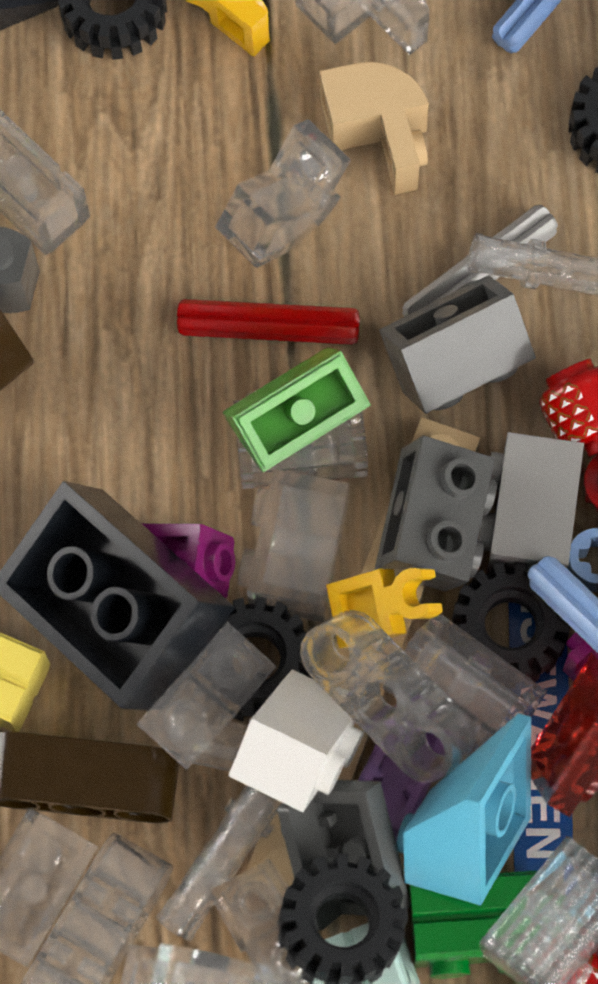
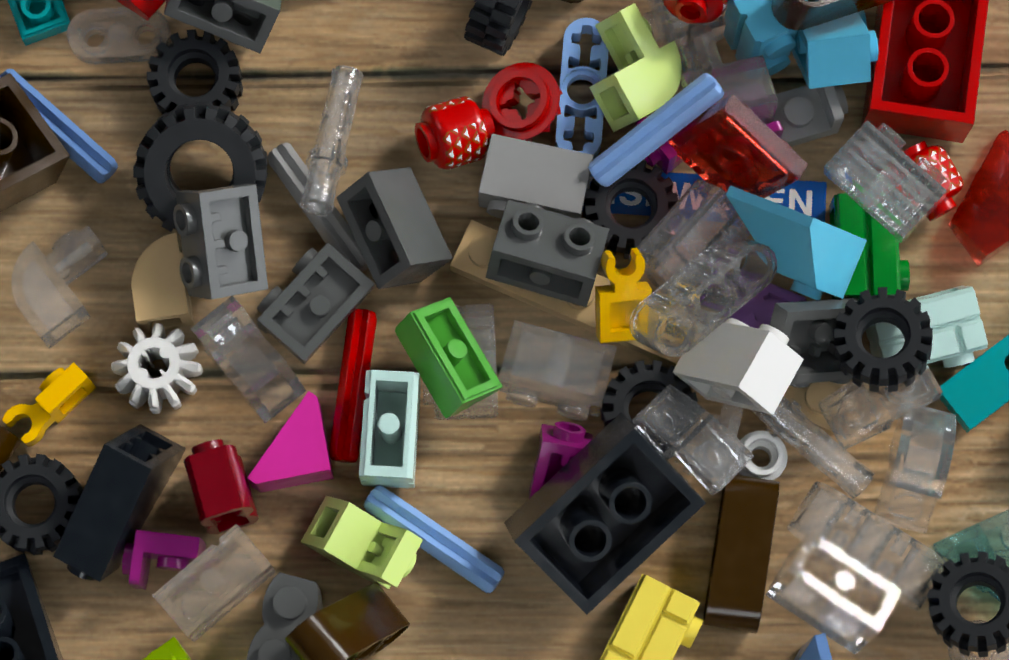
camera: 90 degrees left, 5 degrees up
(61, 124) = (170, 550): none -> magenta bracket
(76, 337) = (362, 542): none -> yellowish green brick
(89, 421) = (436, 539): none -> light blue axle
(119, 77) = (117, 501): none -> black slope
(130, 173) = (220, 487): none -> dark red brick
(187, 262) = (297, 453): none -> dark pink slope
(189, 786) = (775, 449): none -> white plate
(207, 354) = (390, 429): none -> light aqua brick
(264, 87) = (139, 381): none -> white gear
(359, 263) = (314, 302): none -> dark grey bracket
(413, 143) = (221, 241): none -> dark grey bracket
(476, 91) = (189, 124): none -> black tyre

